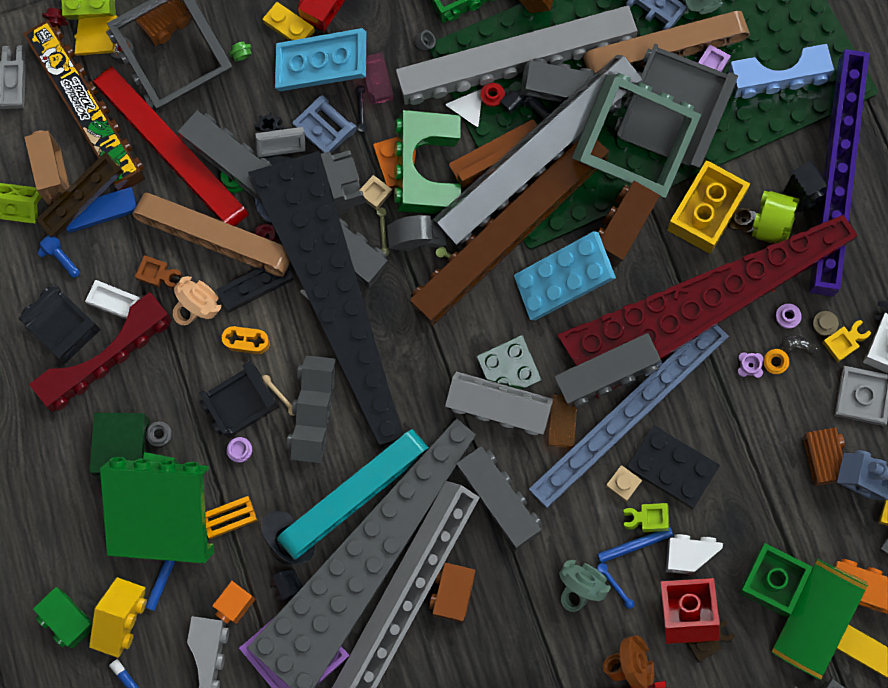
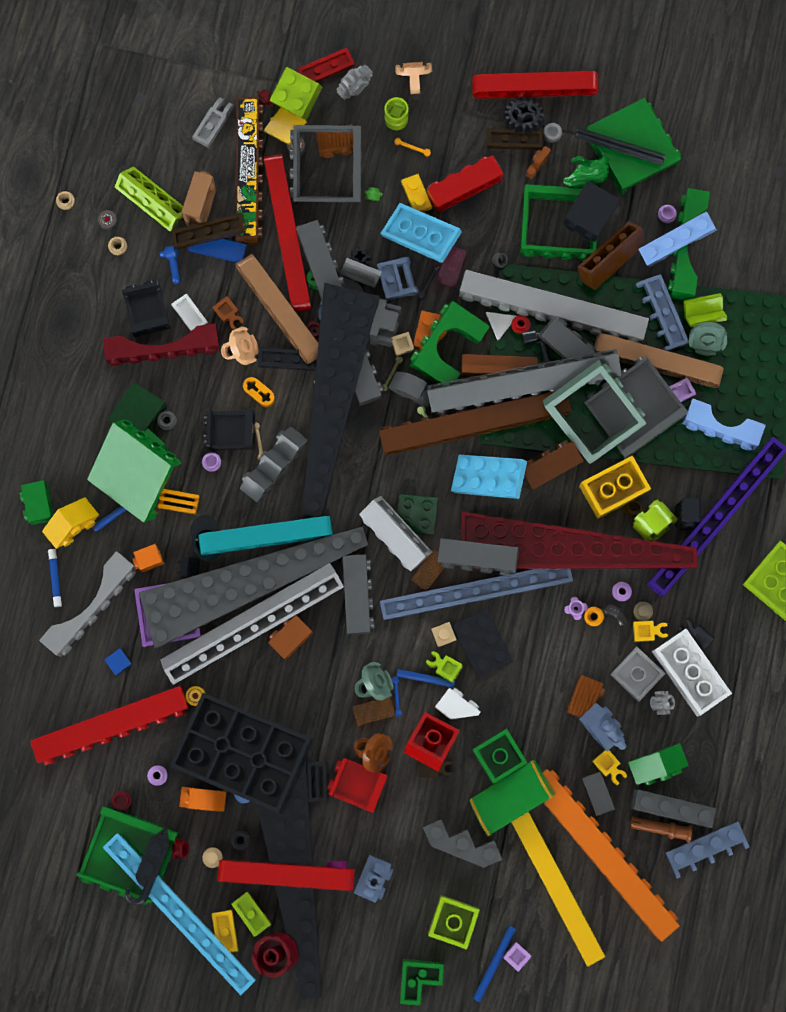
camera: 25 degrees right, 5 degrees up
(600, 619) = (373, 711): none -> clear orange tile

